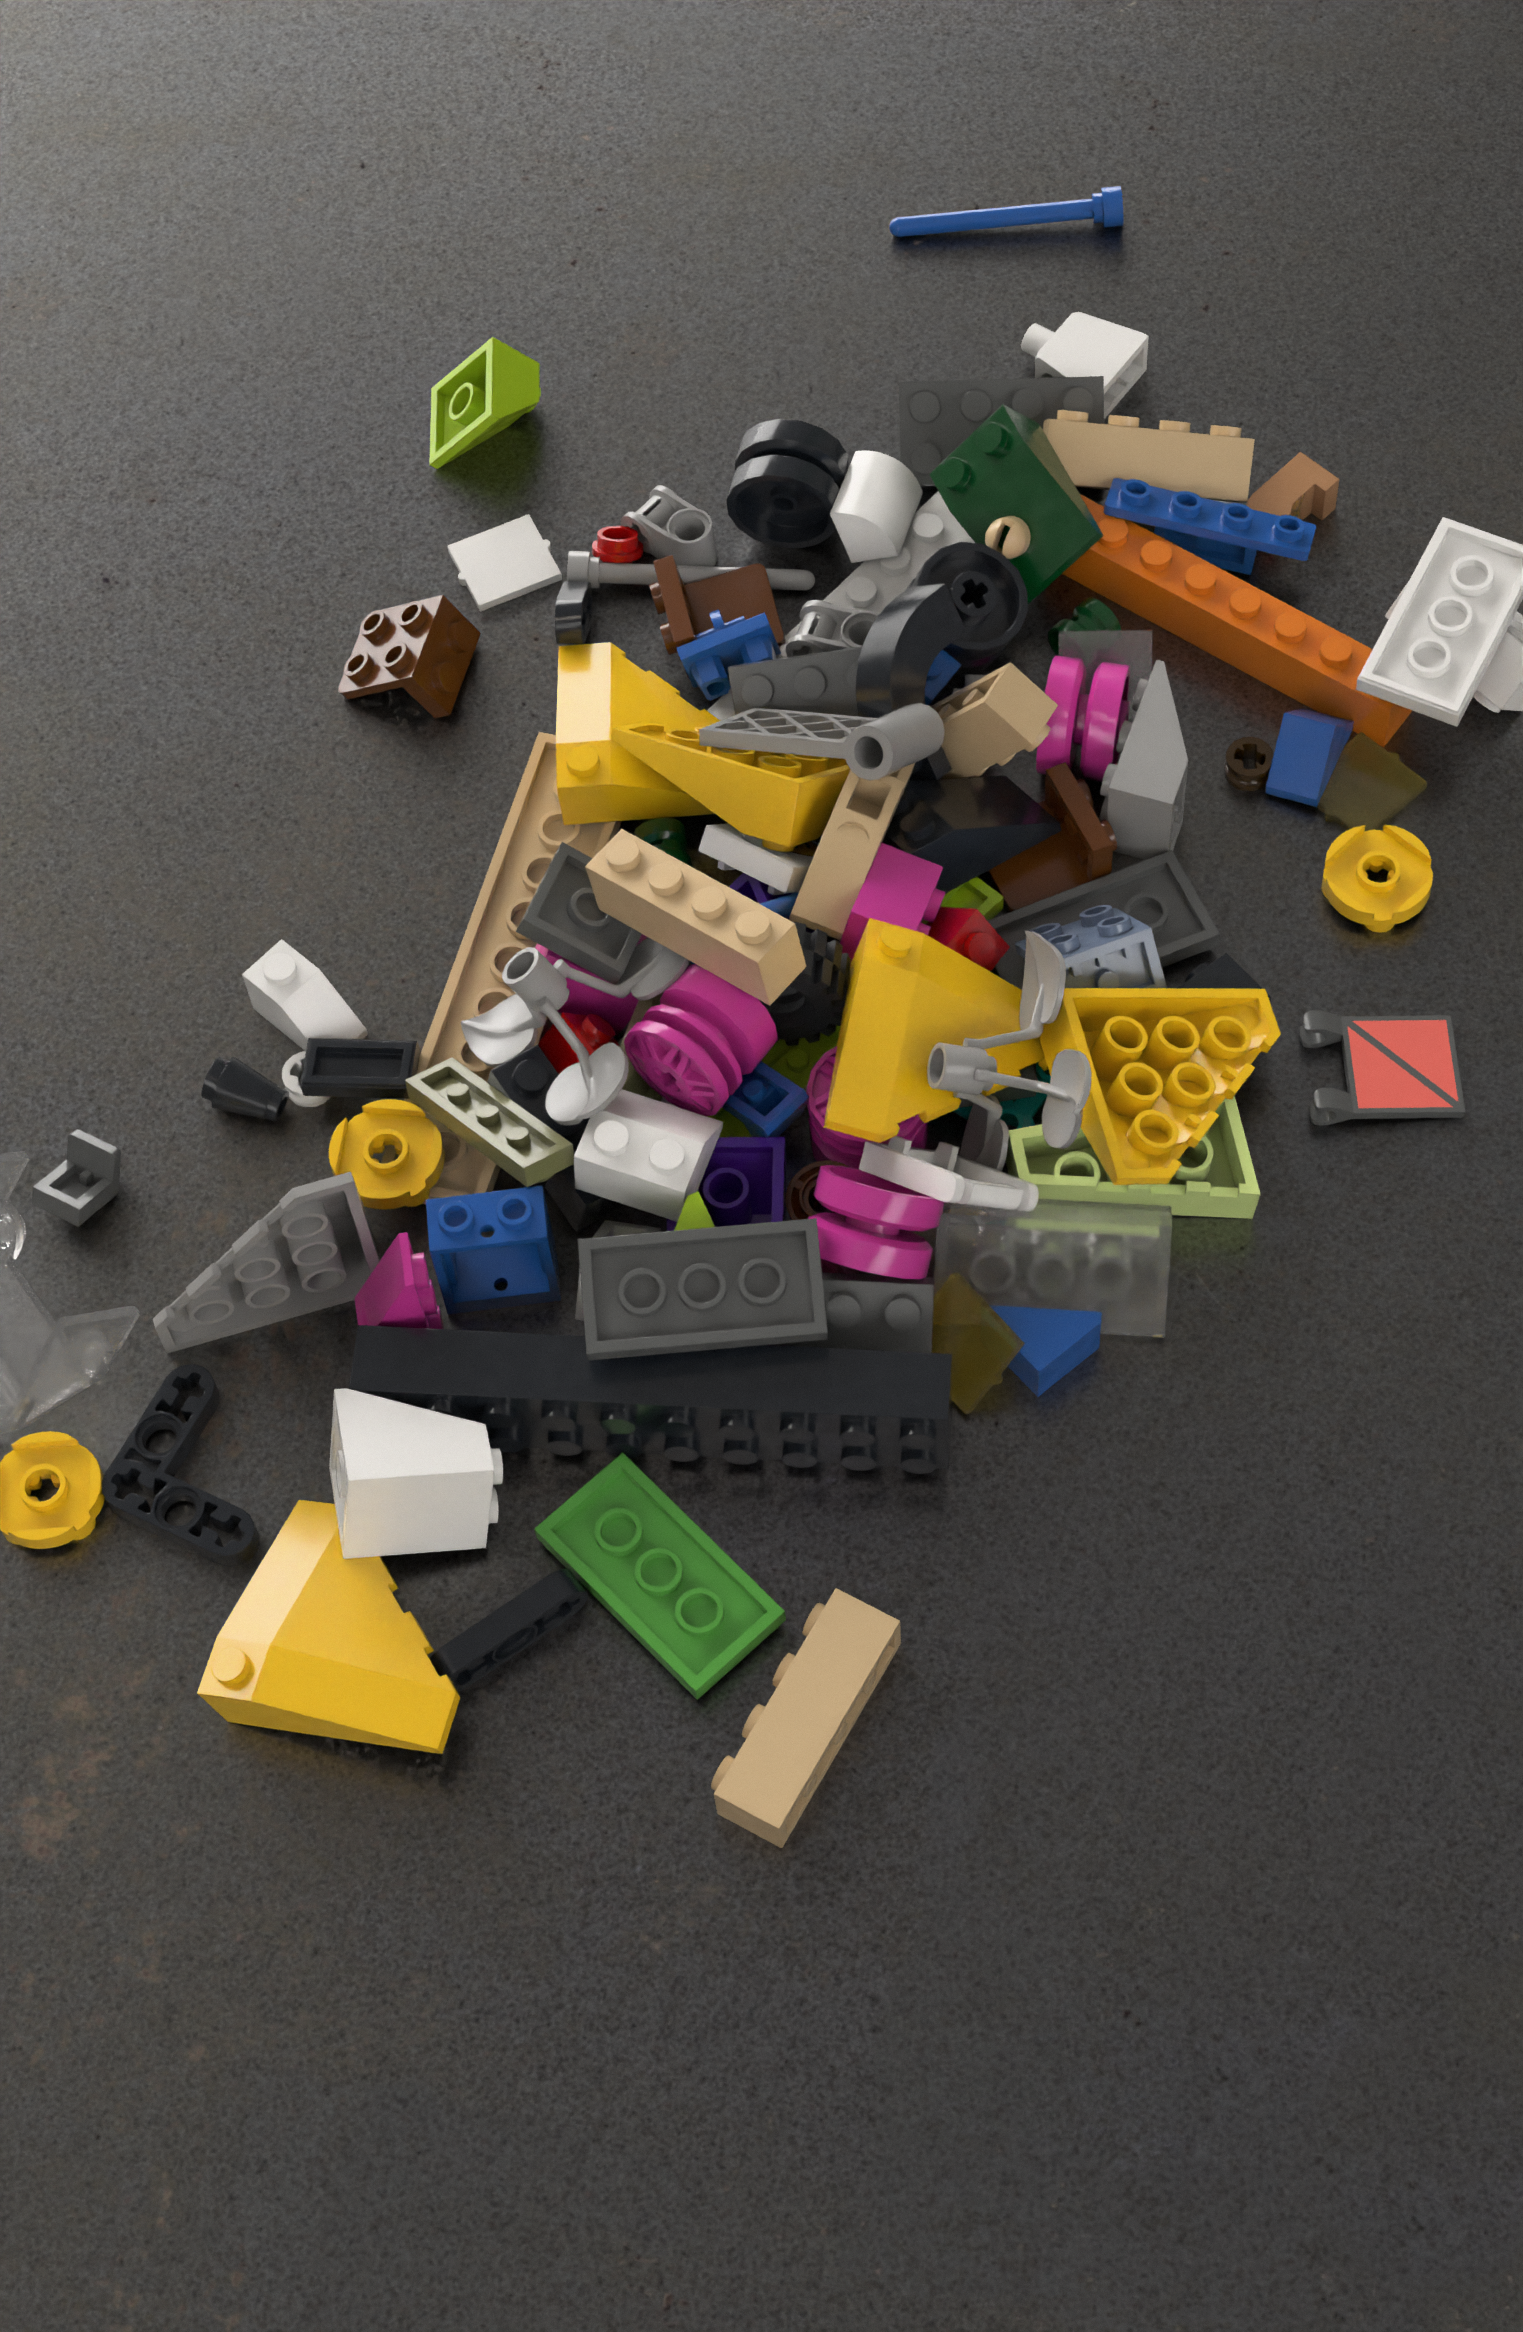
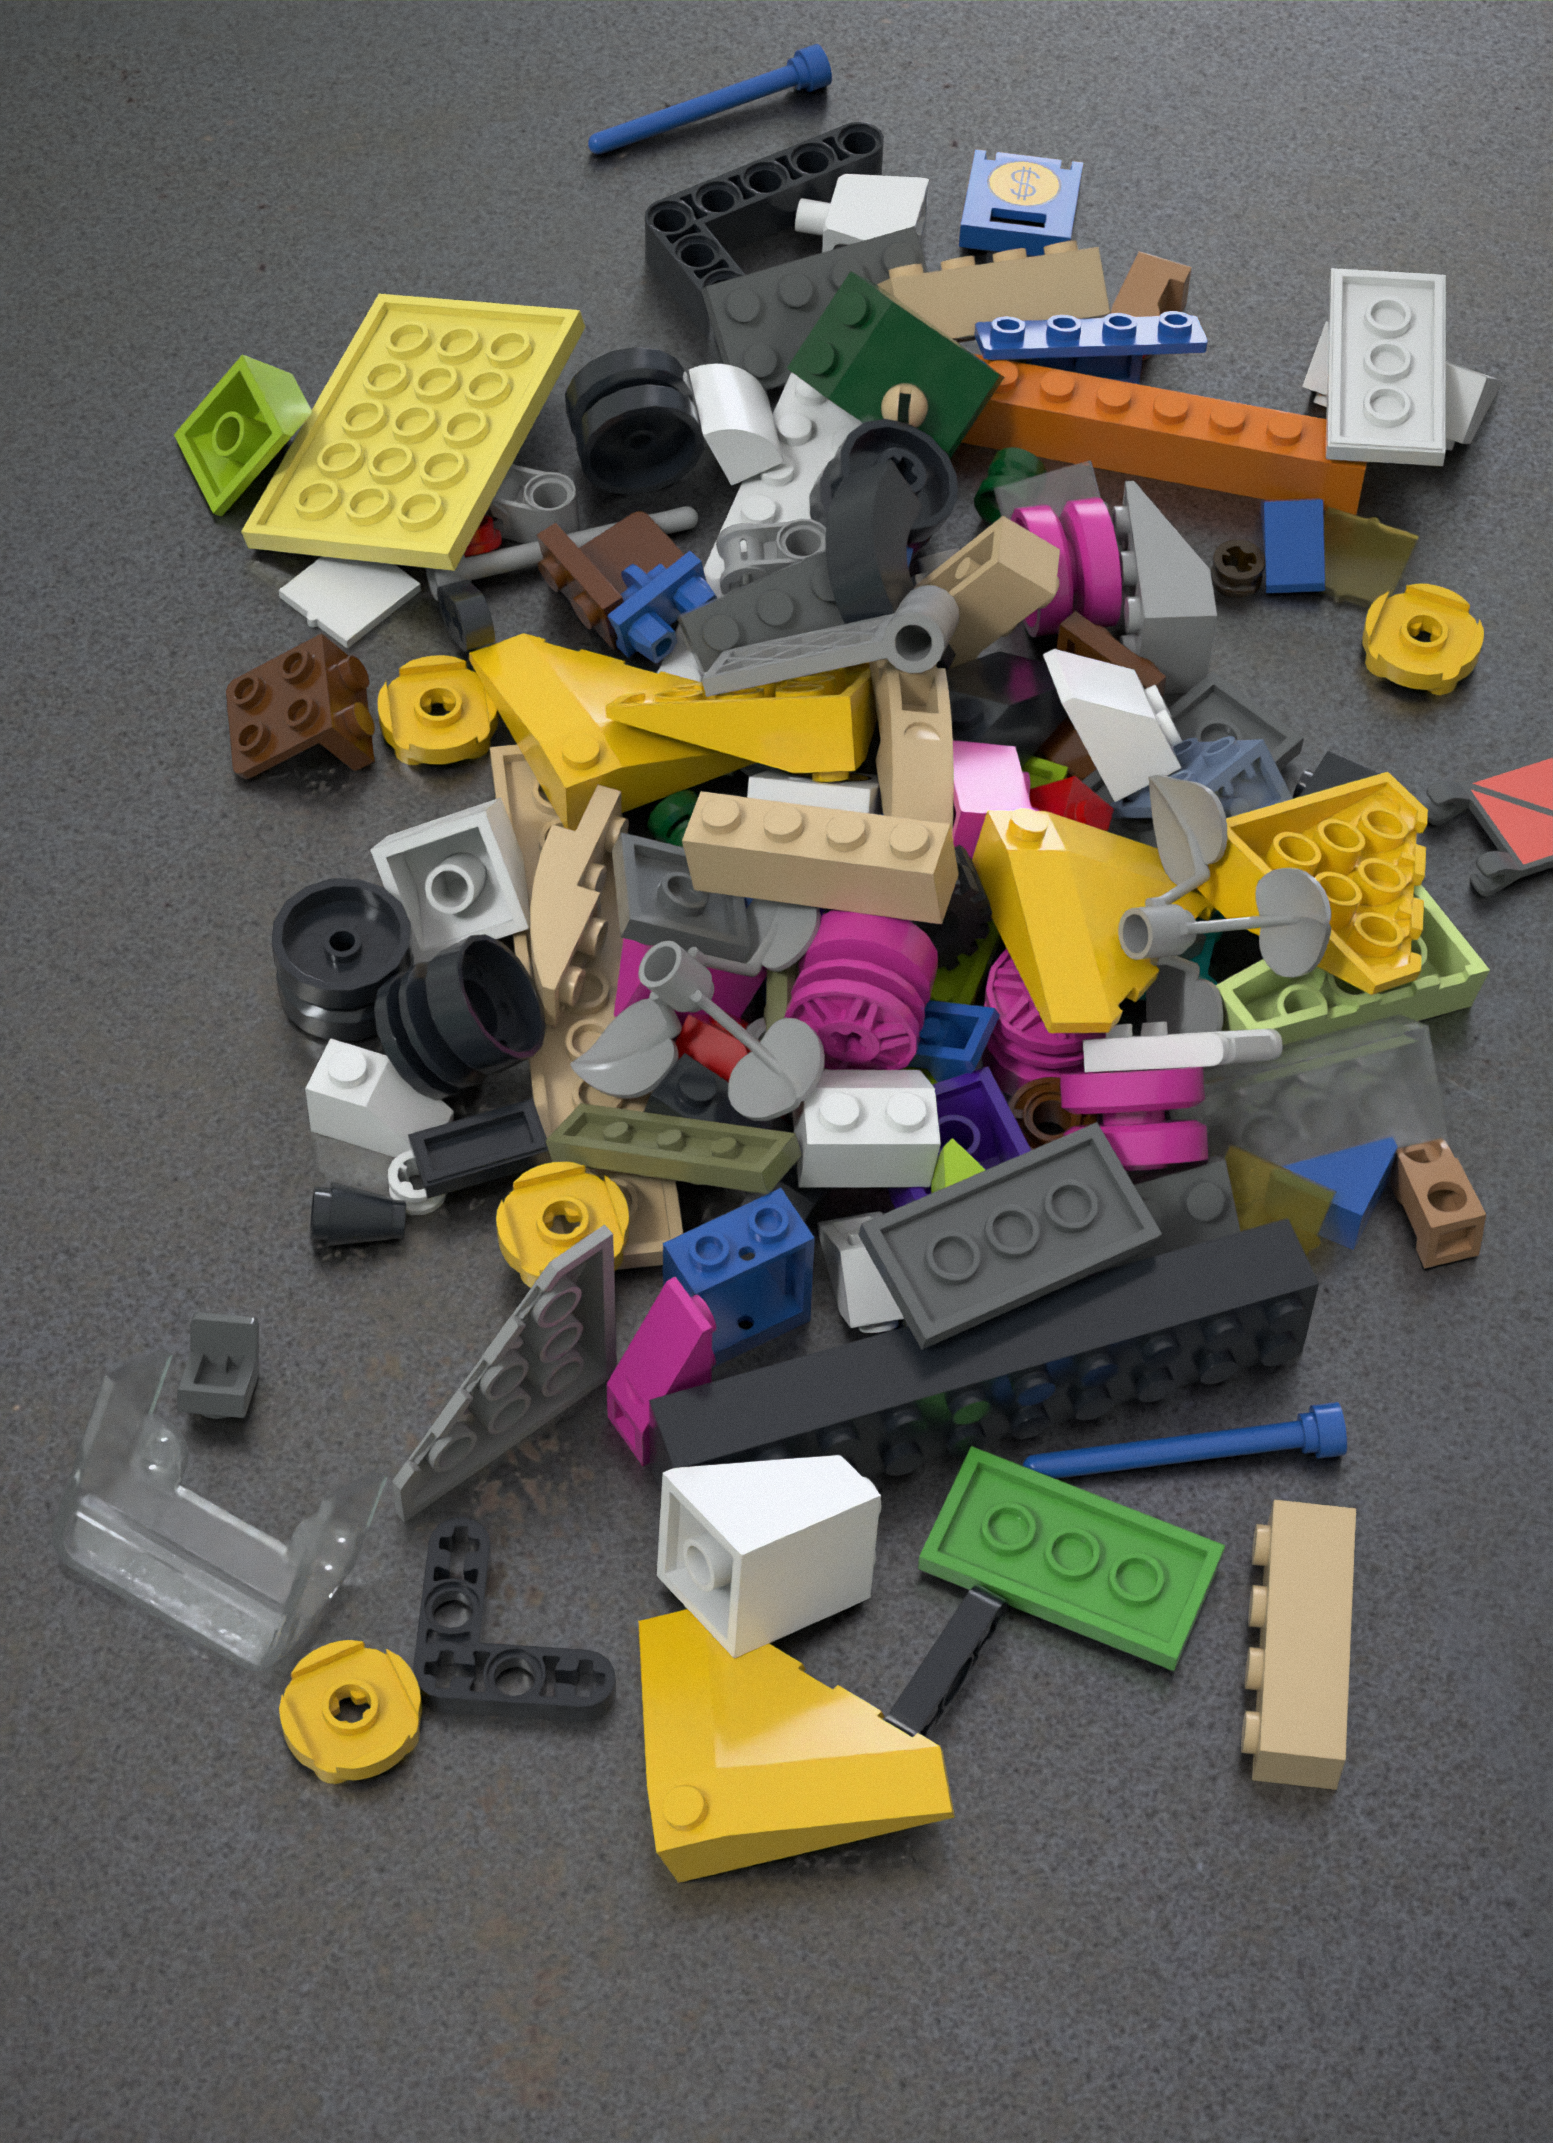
camera: 30 degrees left, 5 degrees down
(332, 875) = (334, 953): none -> black wheel
(386, 954) = (460, 1017): none -> black wheel
(450, 836) = (457, 878): none -> white slope
(511, 712) = (430, 738): none -> yellow plate
(513, 880) = (567, 901): none -> tan slope
(611, 440) = (414, 431): none -> light yellow plate
(915, 1542) = (1317, 1431): none -> blue piece
(995, 316) = (699, 226): none -> black beam
(1038, 867) = (1117, 720): none -> white slope
(1120, 1381) = (1438, 1202): none -> medium nougat leg
(1234, 367) = (1019, 190): none -> container

